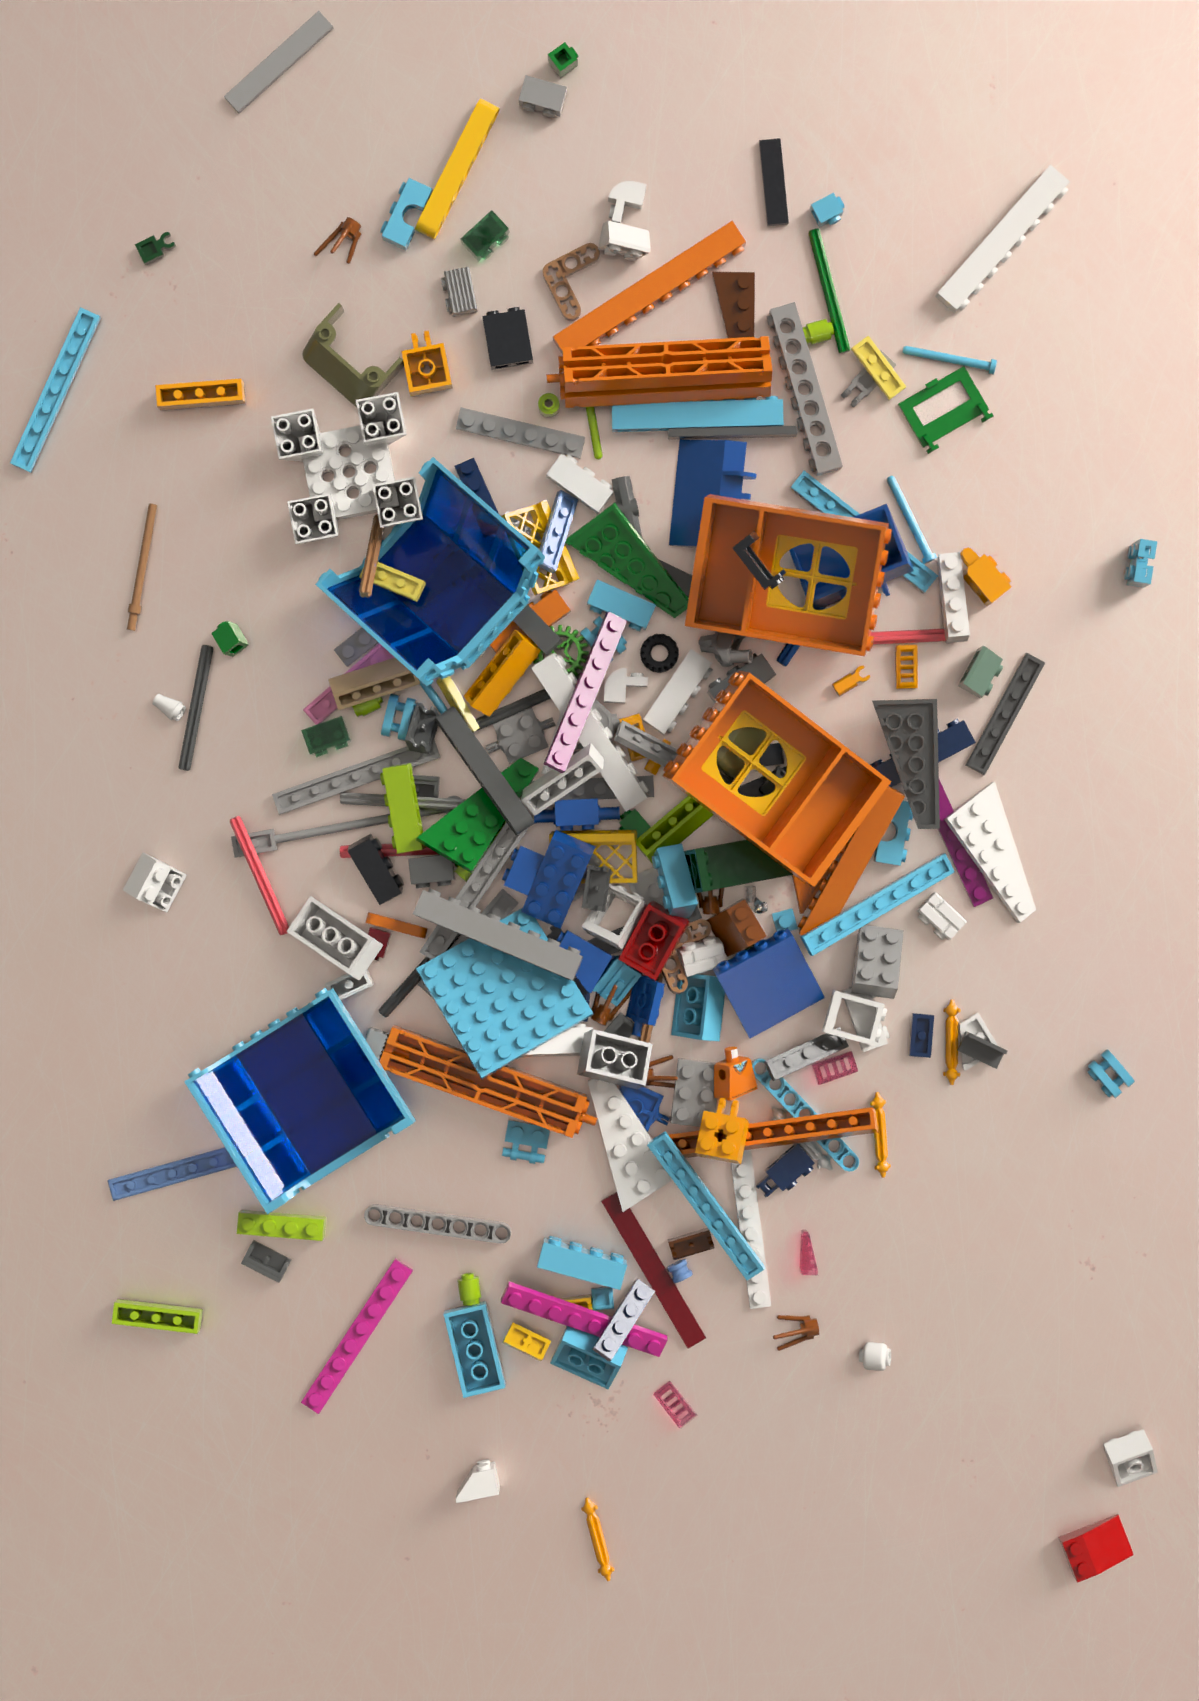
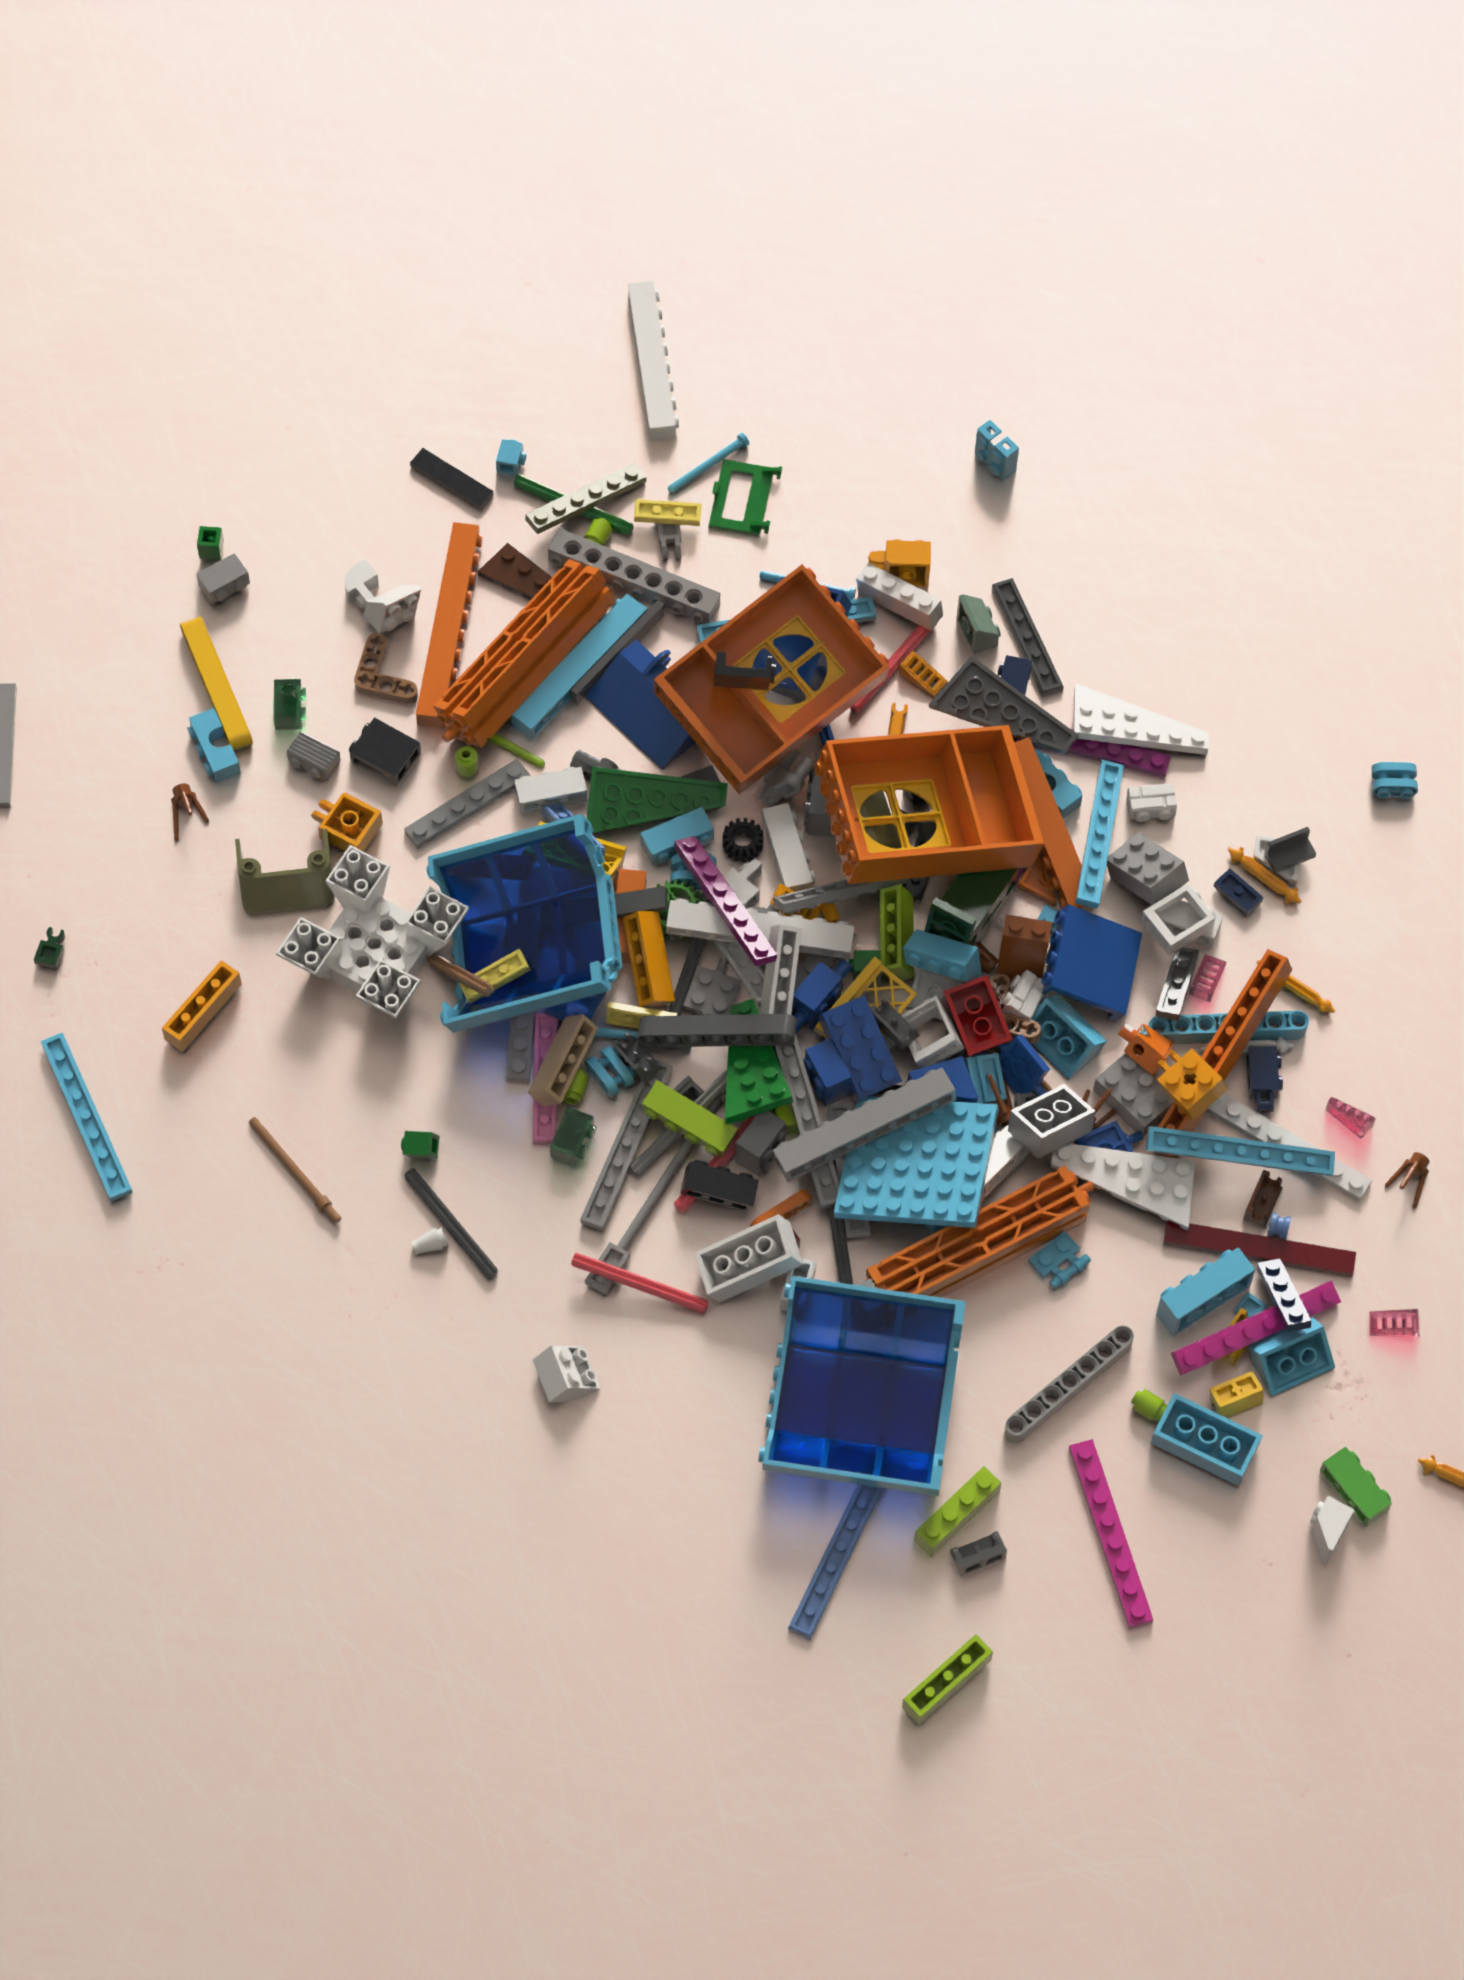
camera: 55 degrees left, 25 degrees down
(530, 1473) = (1356, 1486): none -> bright green brick
(839, 297) = (585, 498): none -> plate

